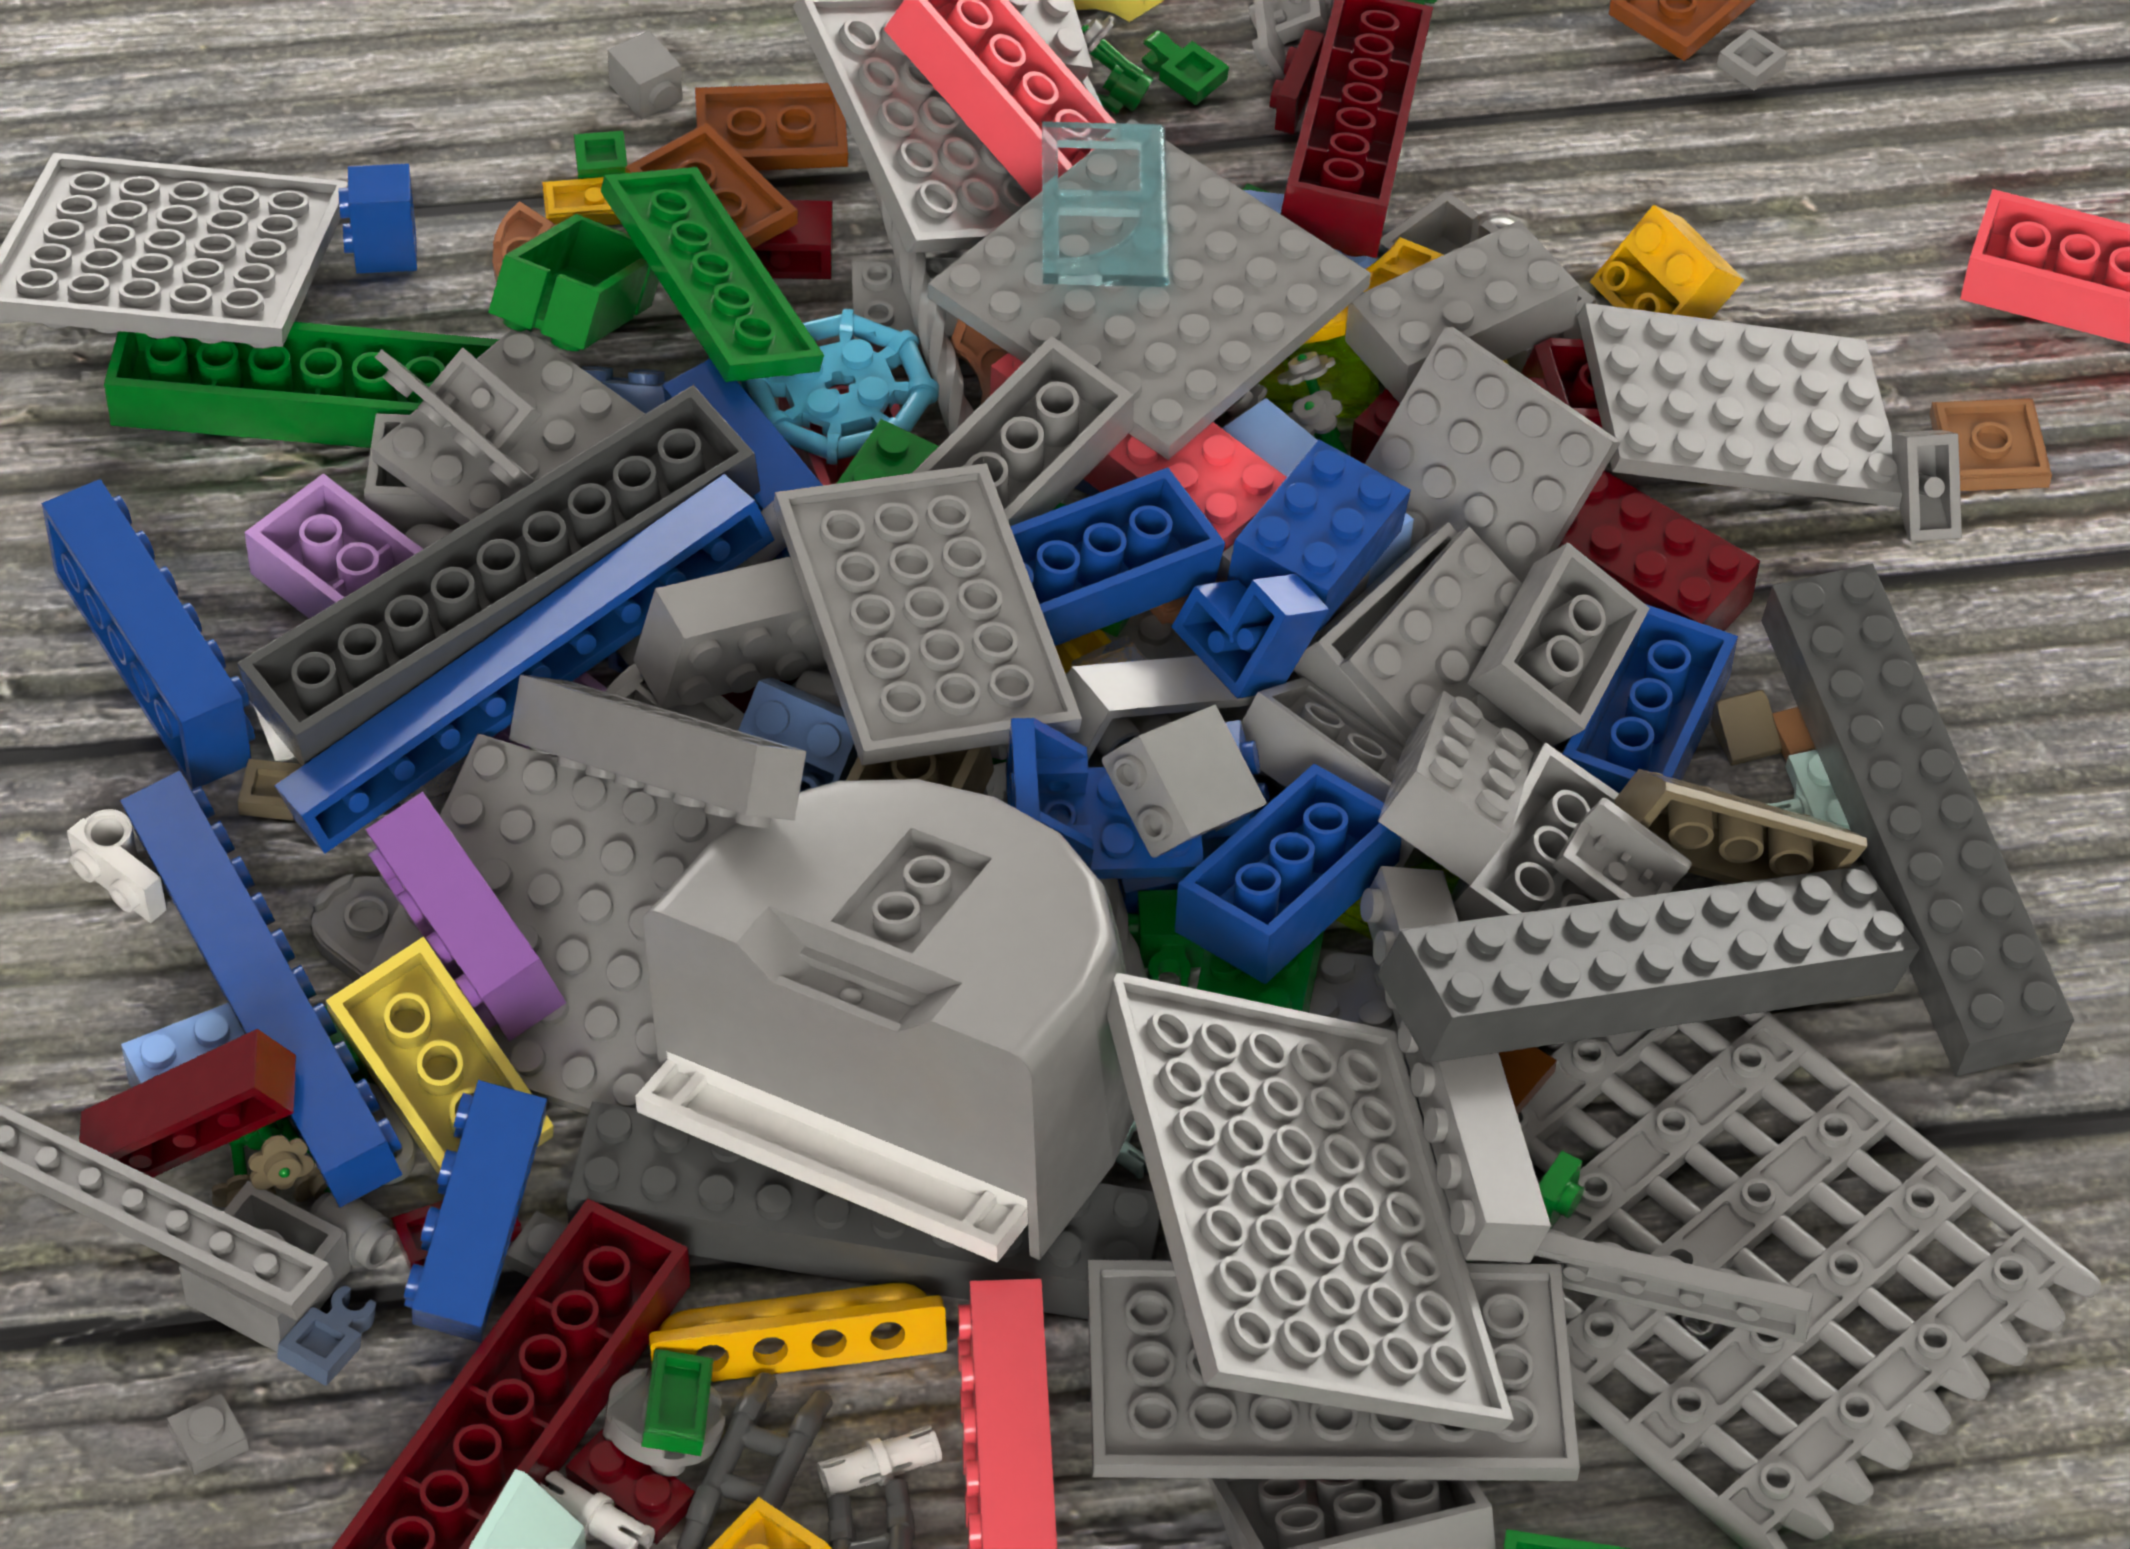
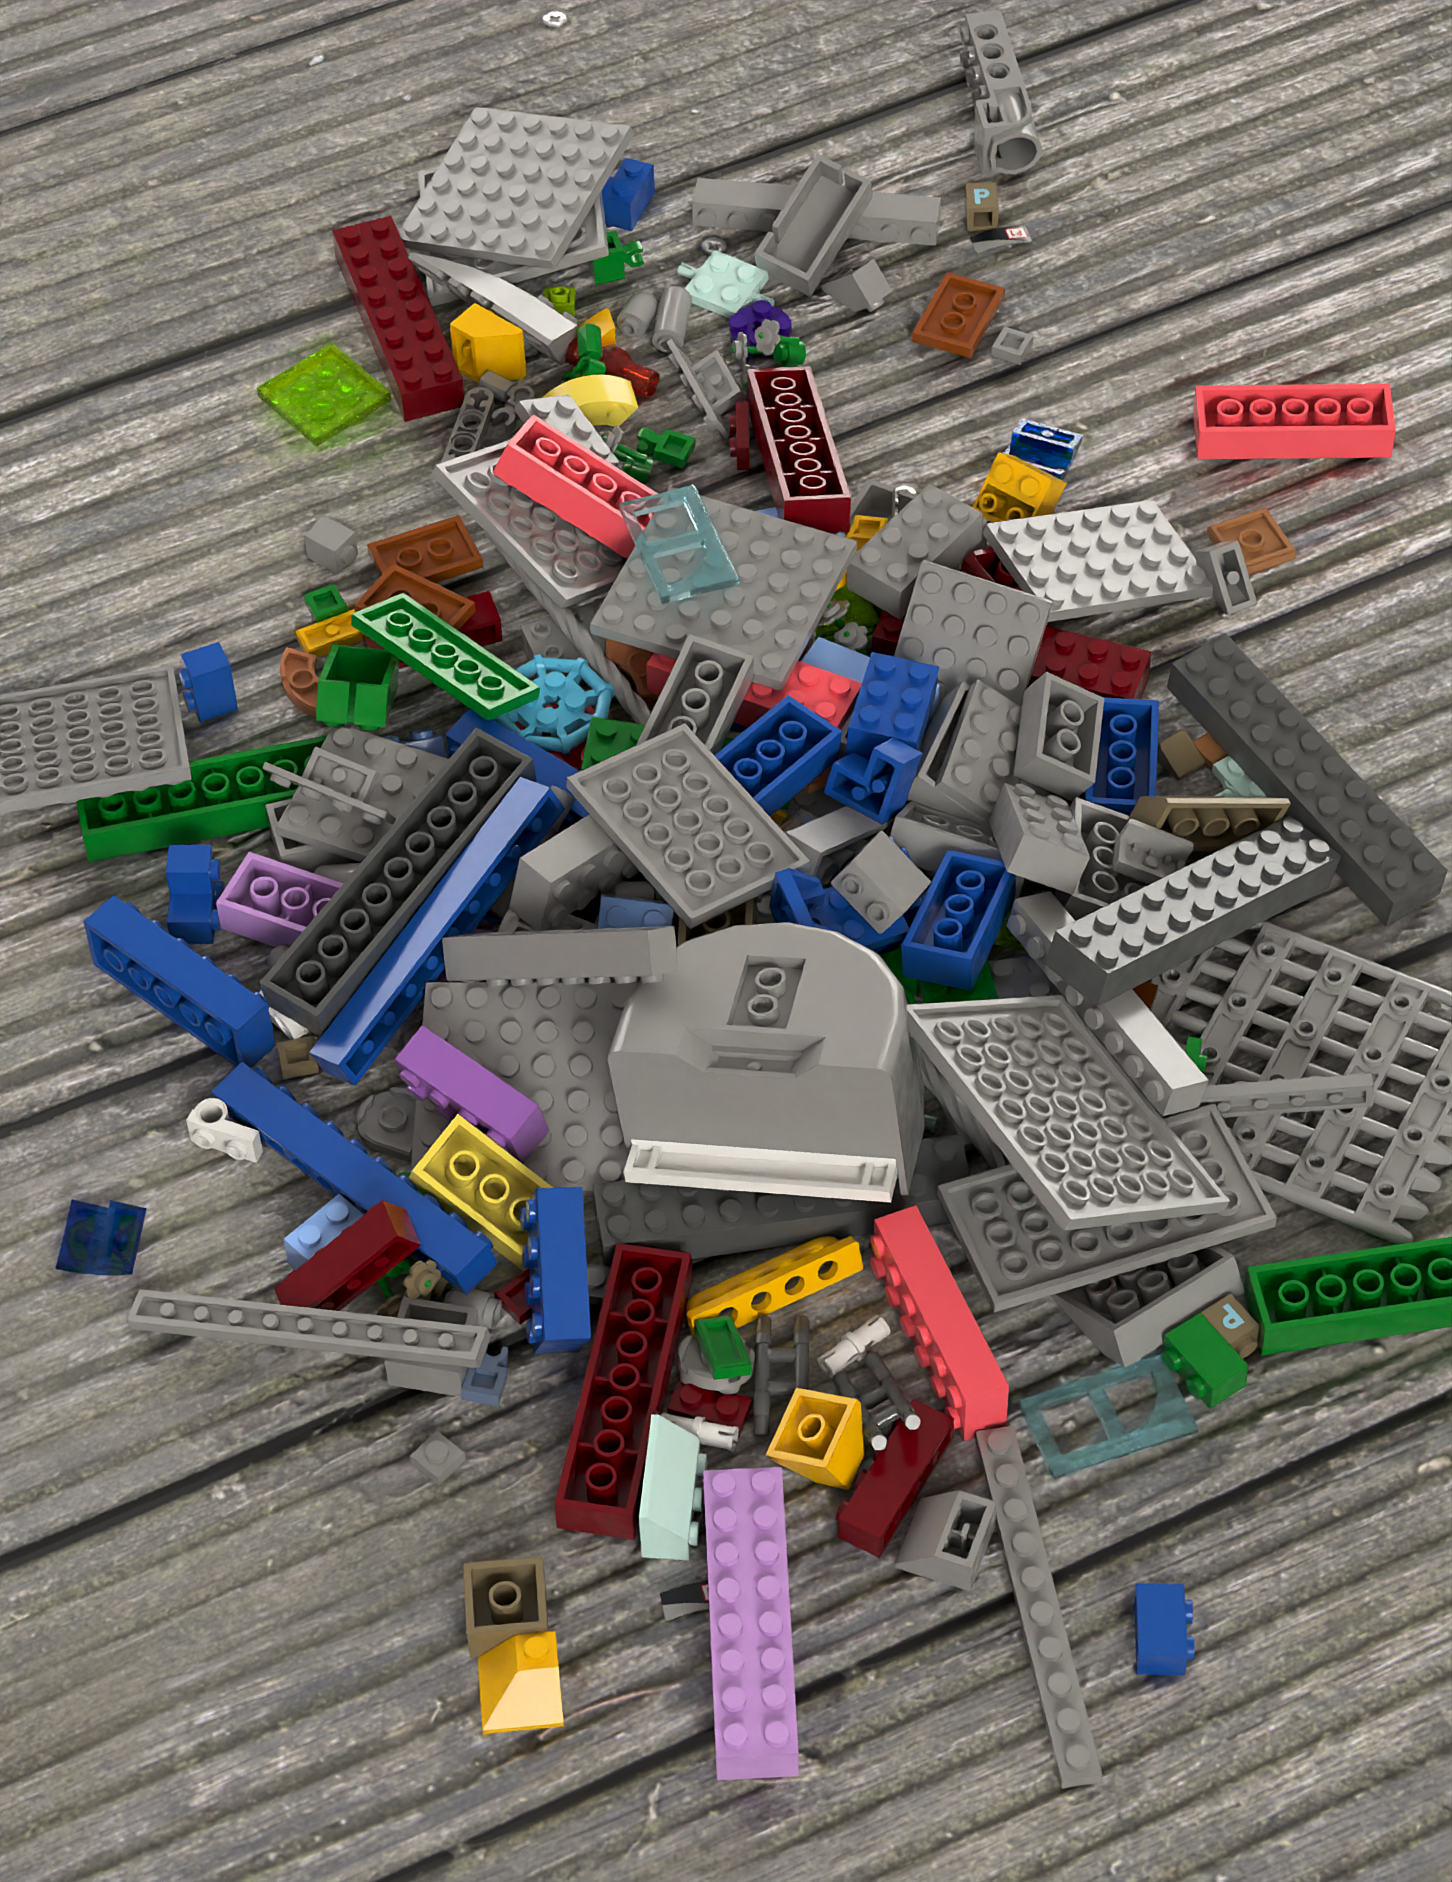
camera: 15 degrees left, 0 degrees up
(229, 495) = (193, 893): none -> blue brick
(1738, 220) = (1045, 447): none -> clear blue slope

